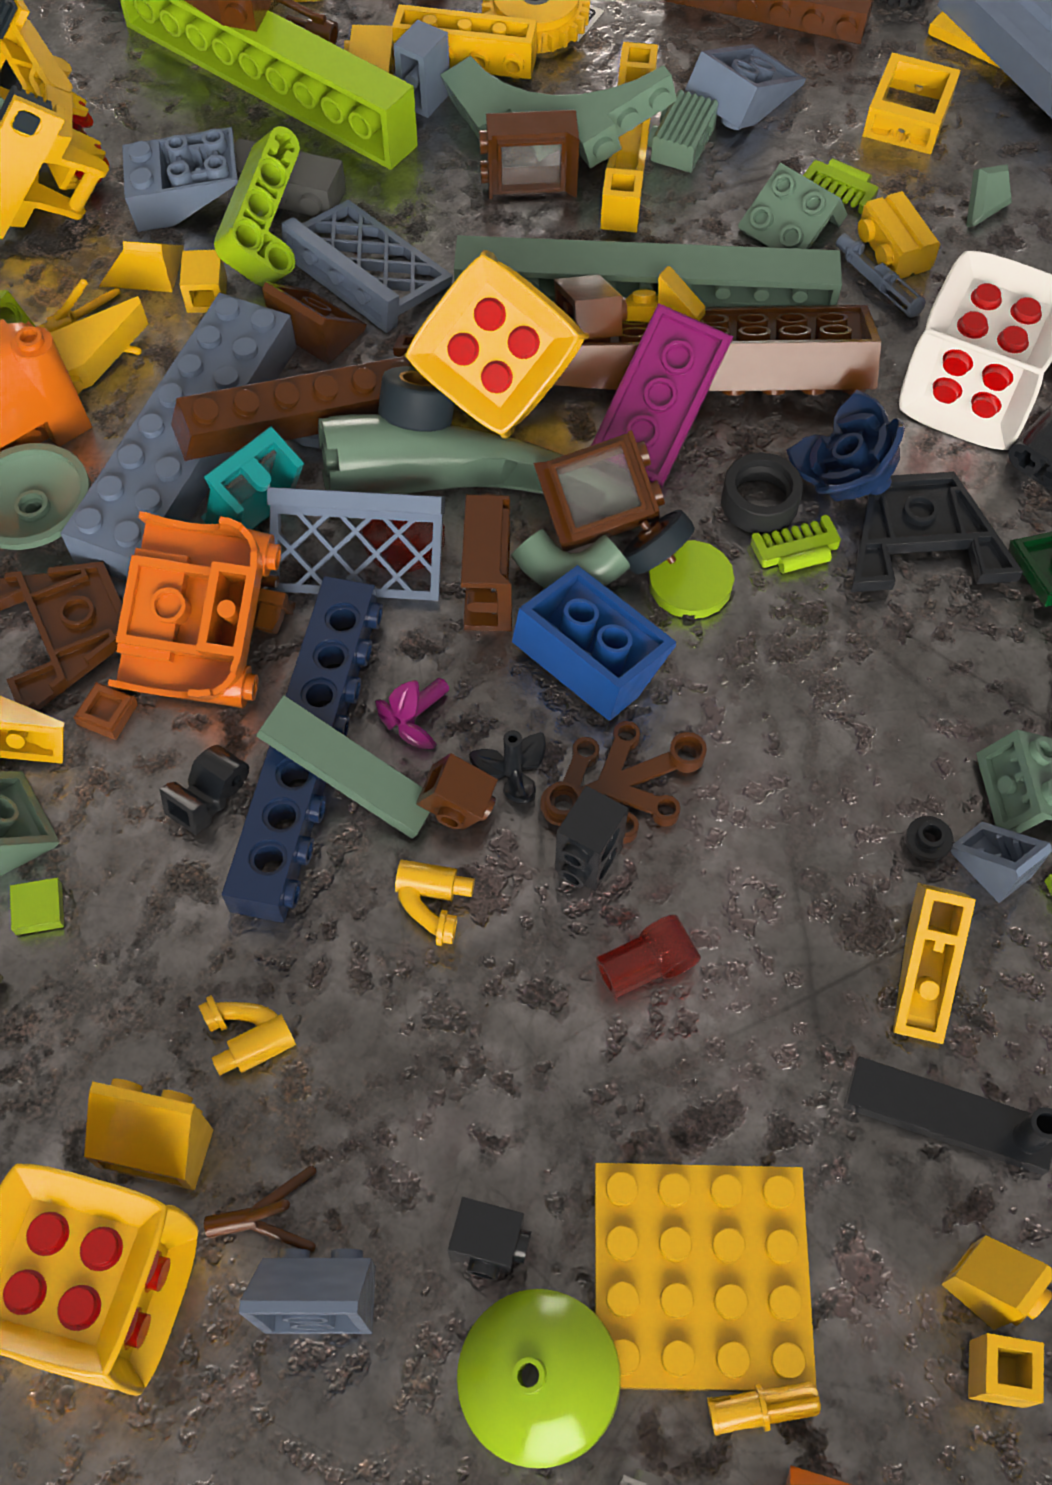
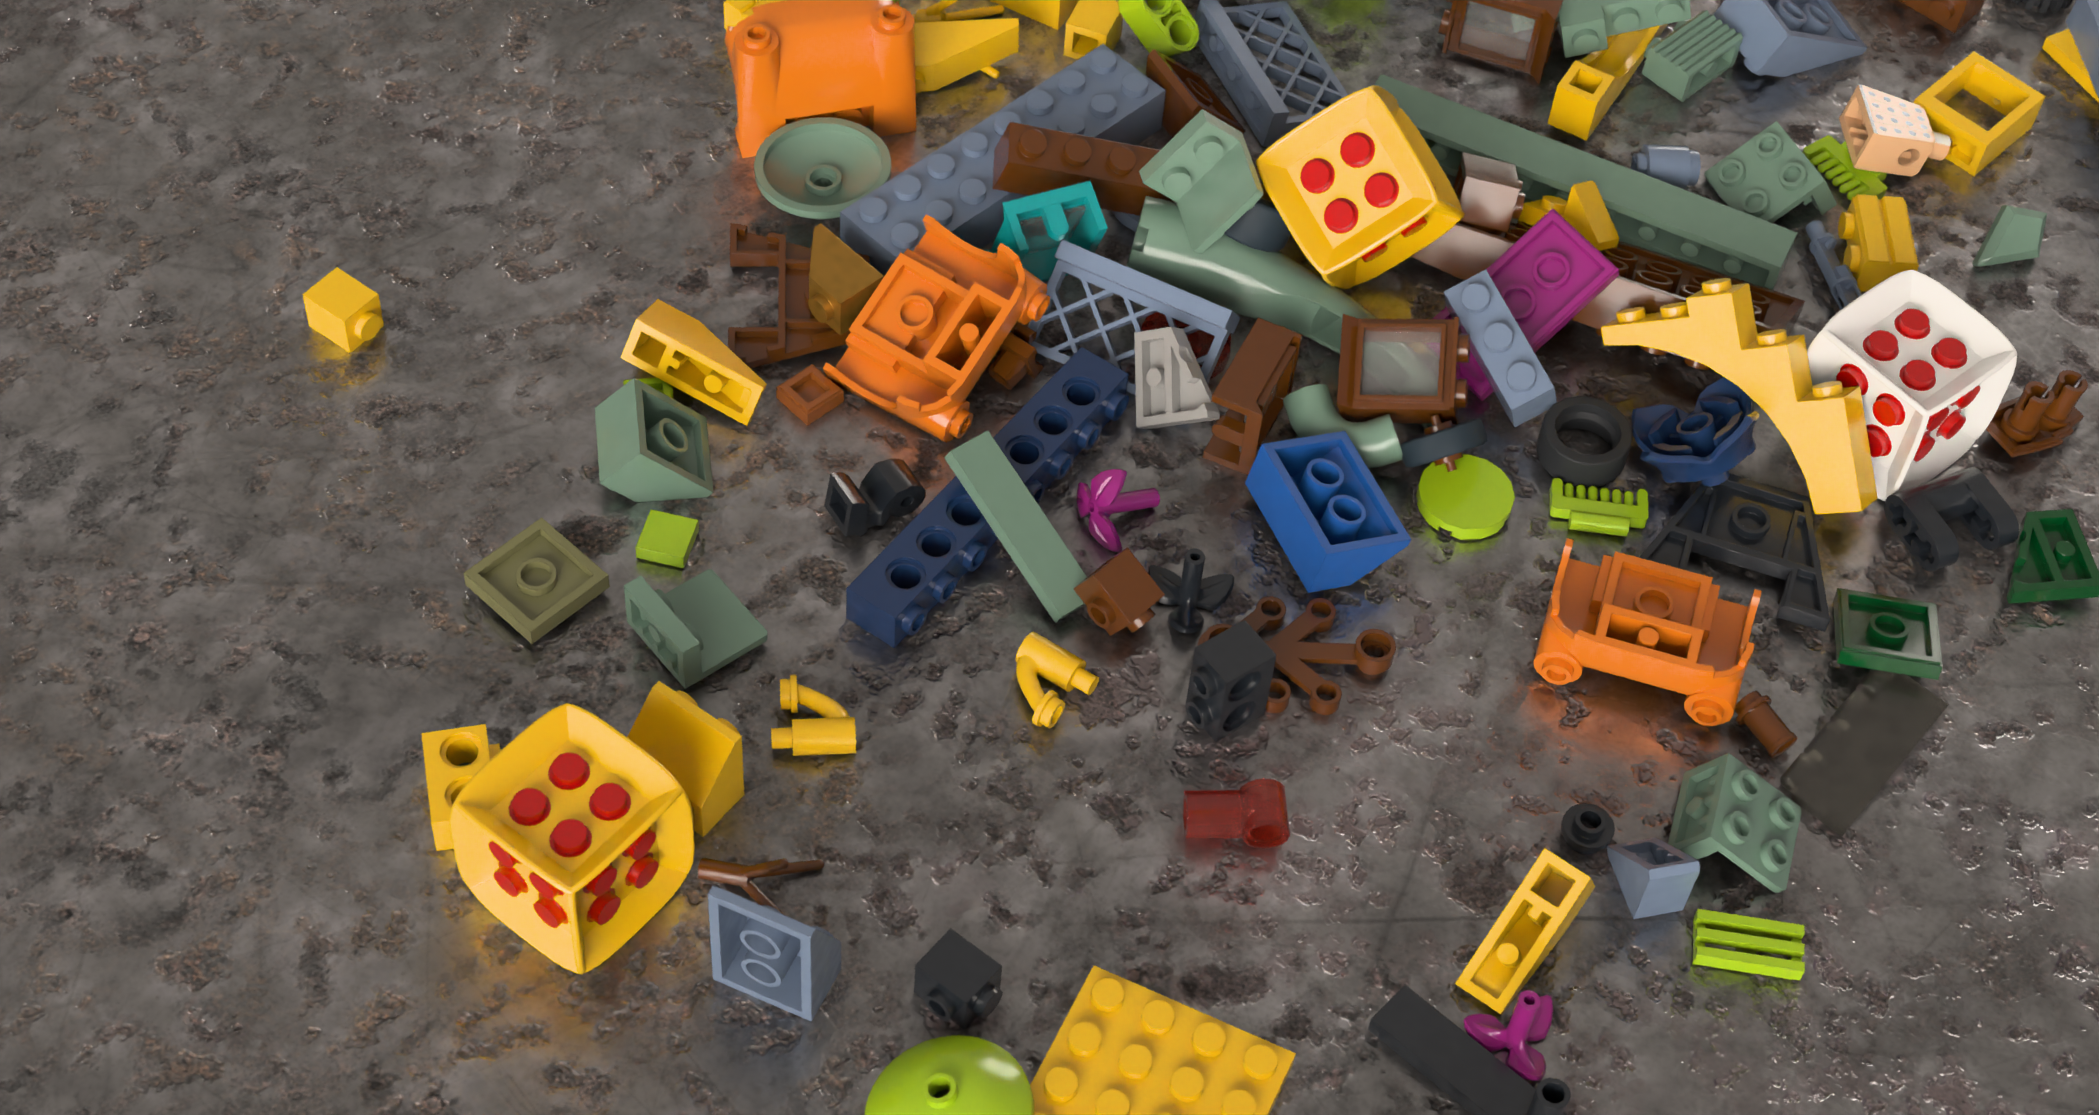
camera: 20 degrees right, 10 degrees down
(86, 599) = (838, 281): none -> pearl gold slope
(98, 984) = (693, 625): none -> sand green bracket
(371, 385) = (1207, 175): none -> sand green bracket
(412, 577) = (1169, 381): none -> light grey wing
(668, 439) = (1501, 348): none -> sand blue brick
(711, 228) = (1668, 163): none -> sand blue brick
(861, 142) = (1889, 133): none -> light nougat torso
(891, 640) = (1649, 628): none -> orange piece
(892, 377) = (1818, 421): none -> yellow arch
(971, 1044) = (1528, 1022): none -> magenta plant
(1016, 683) = (1764, 723): none -> reddish brown pin

